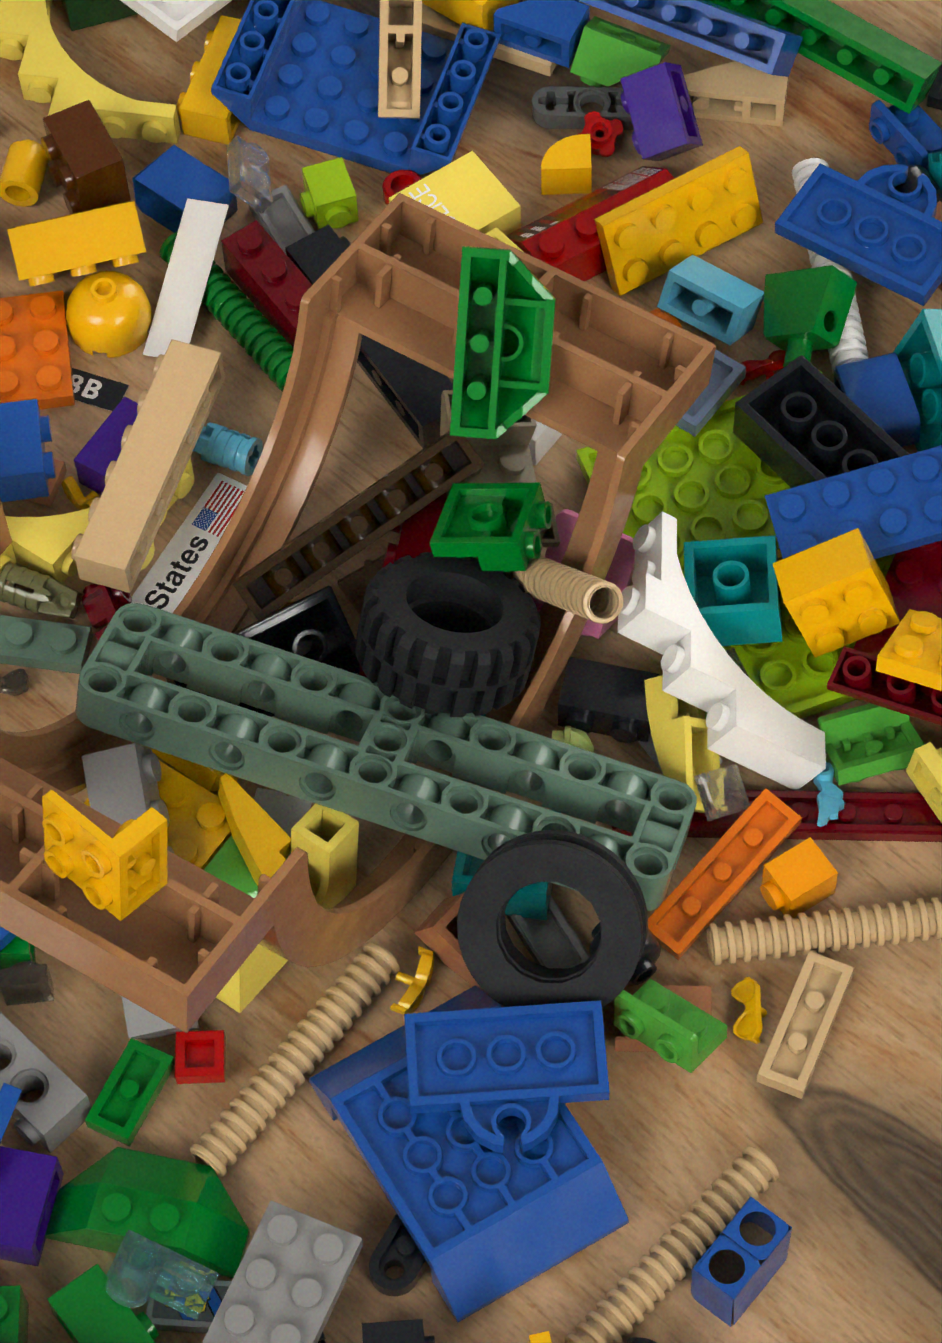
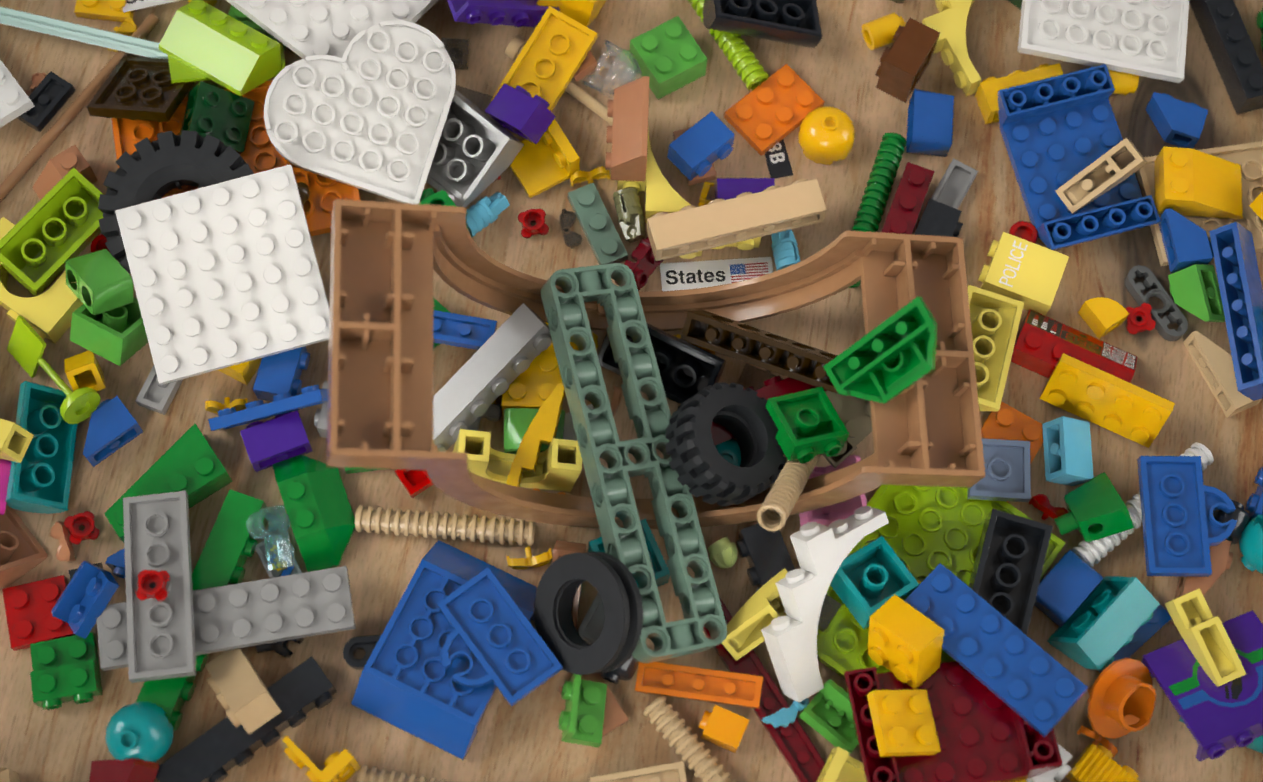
camera: 50 degrees right, 10 degrees up
(77, 242) = (852, 87): yellow brick -> none
(110, 871) = (375, 375): yellow bracket -> none
(186, 275) = (873, 160): white sticker -> none
(249, 173) = (965, 147): clear plate -> none
(329, 194) = (986, 198): lime brick -> none
(660, 112) = (1173, 344): dark purple brick -> none
(722, 792) = (745, 653): clear tile -> none
(749, 1023) = (637, 743): yellow piece -> none

